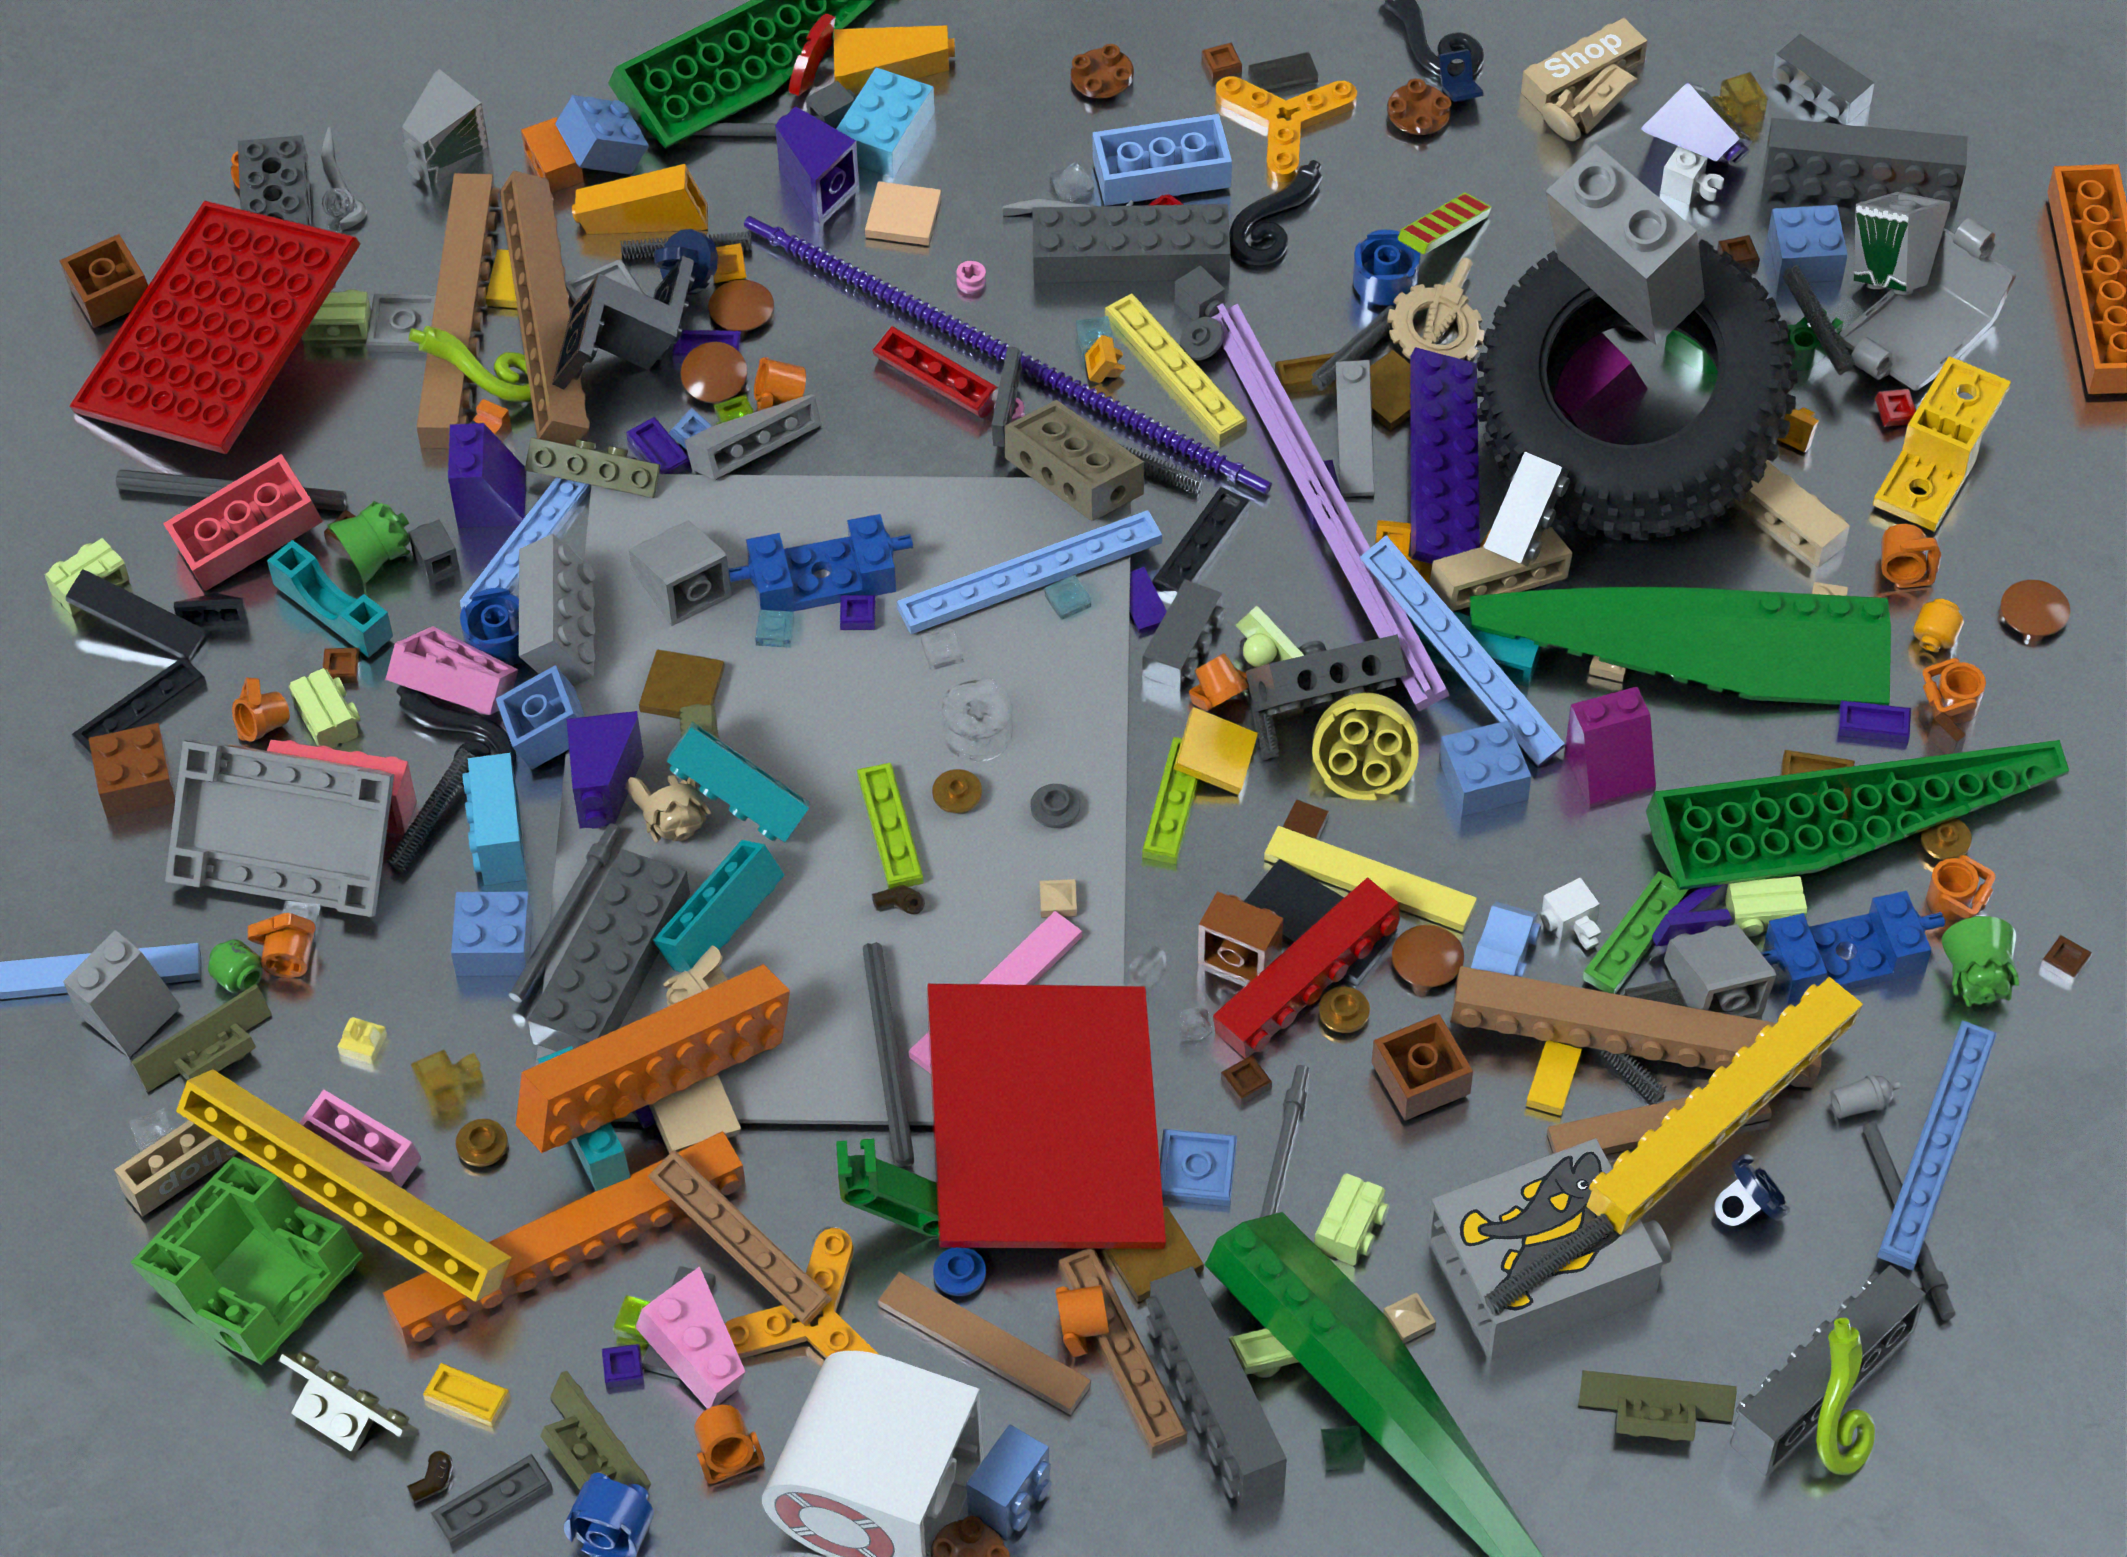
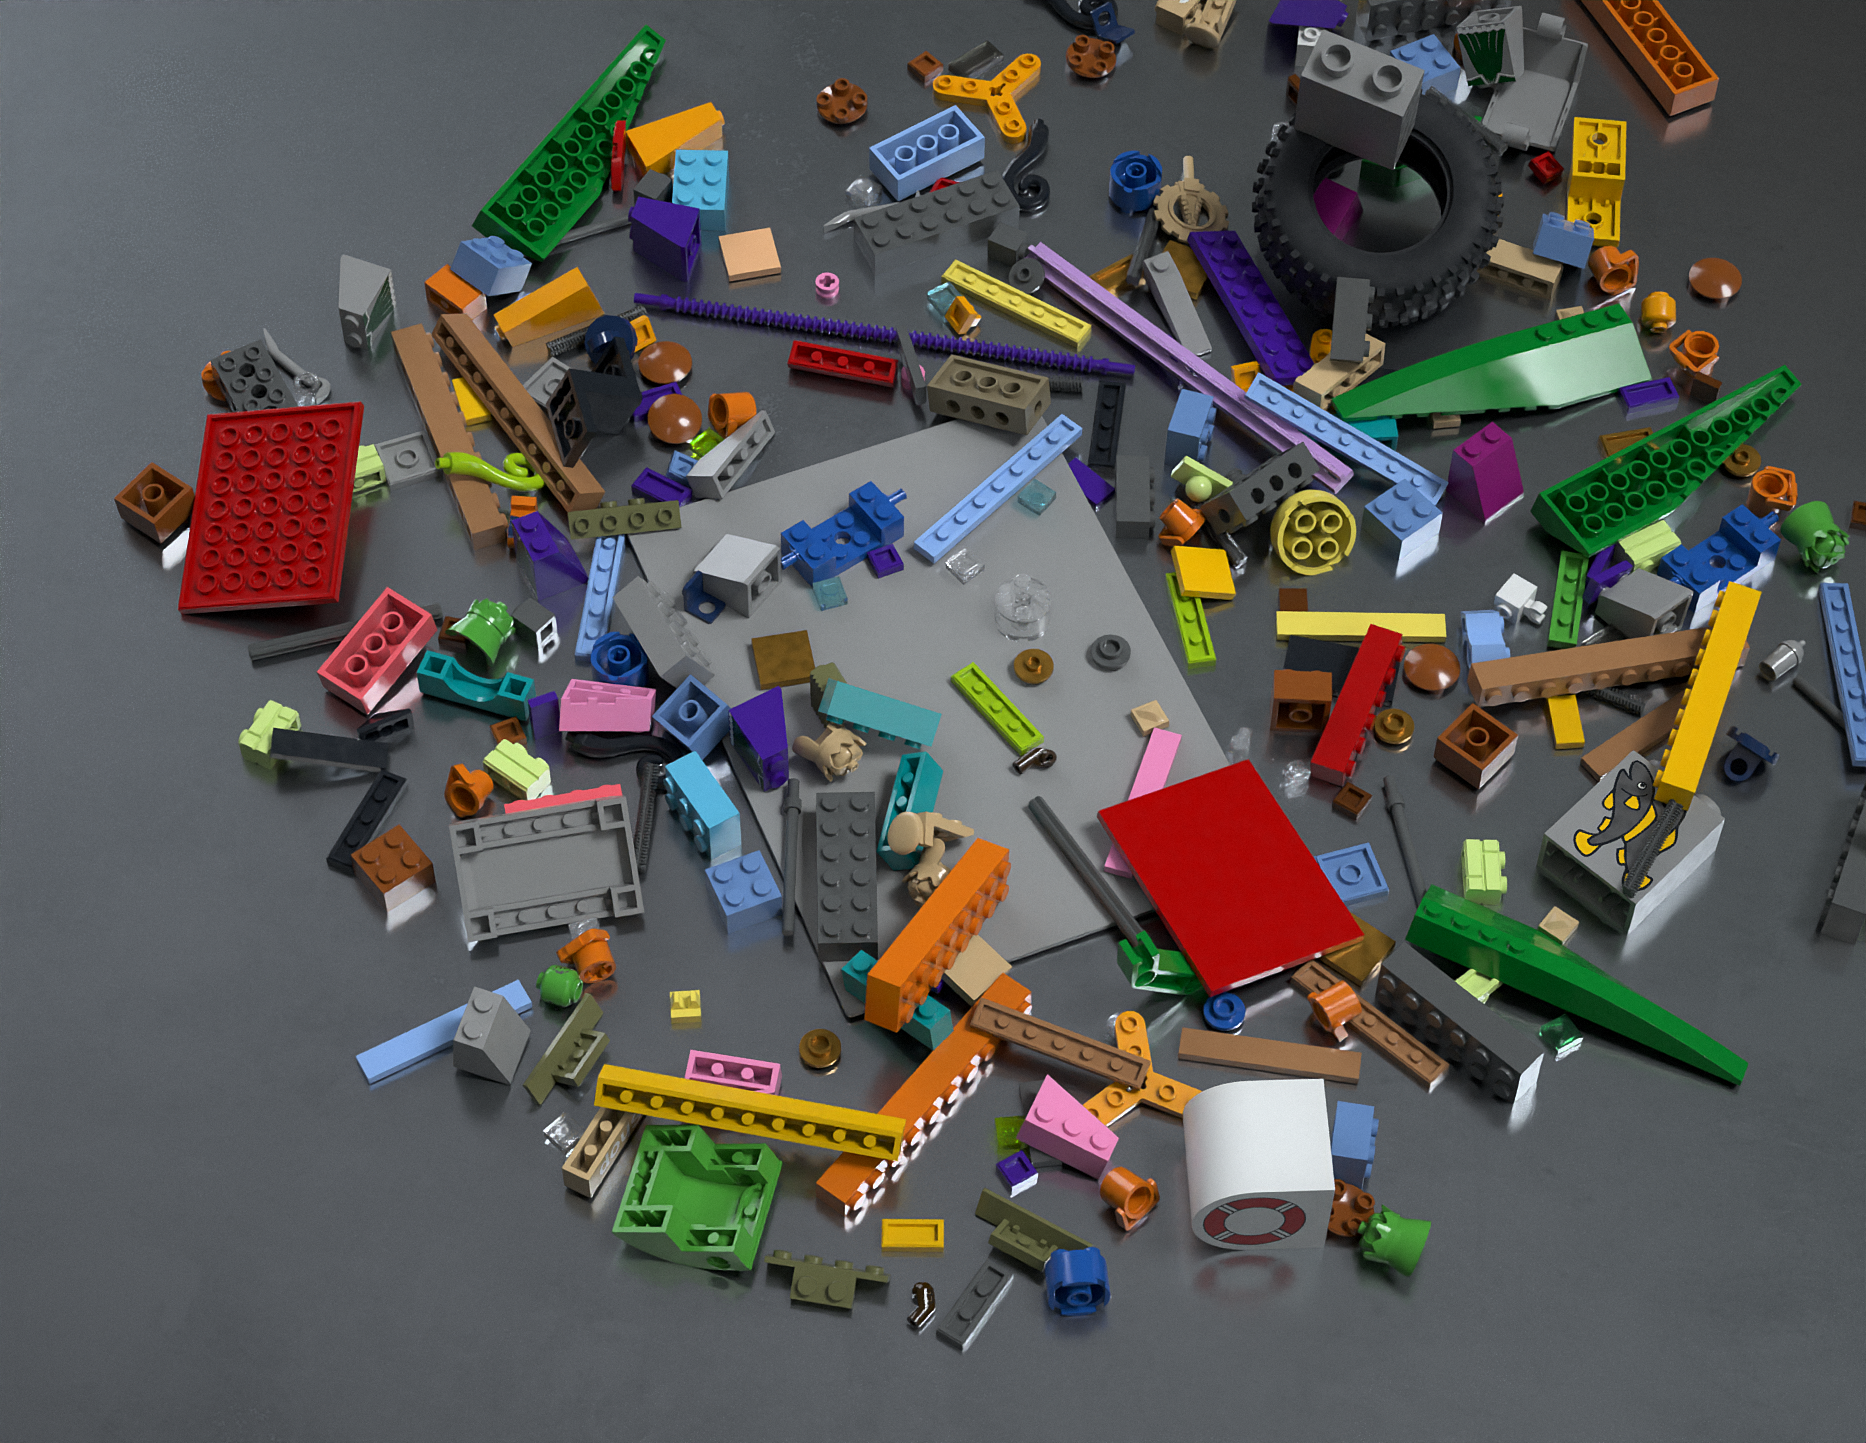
camera: 25 degrees left, 0 degrees up
(377, 653) = (544, 715): none -> dark purple tile
(442, 1082) = (767, 1014): clear yellow brick -> none
(620, 578) = (695, 595): none -> dark blue bracket
(698, 930) = (919, 829): none -> tan piece
(1286, 577) = (1190, 427): none -> medium blue brick
(1444, 223) = (1161, 135): lime tile -> none
(1656, 1404) = (1761, 922): olive bracket -> none
(1860, 500) = (1563, 240): none -> medium blue brick

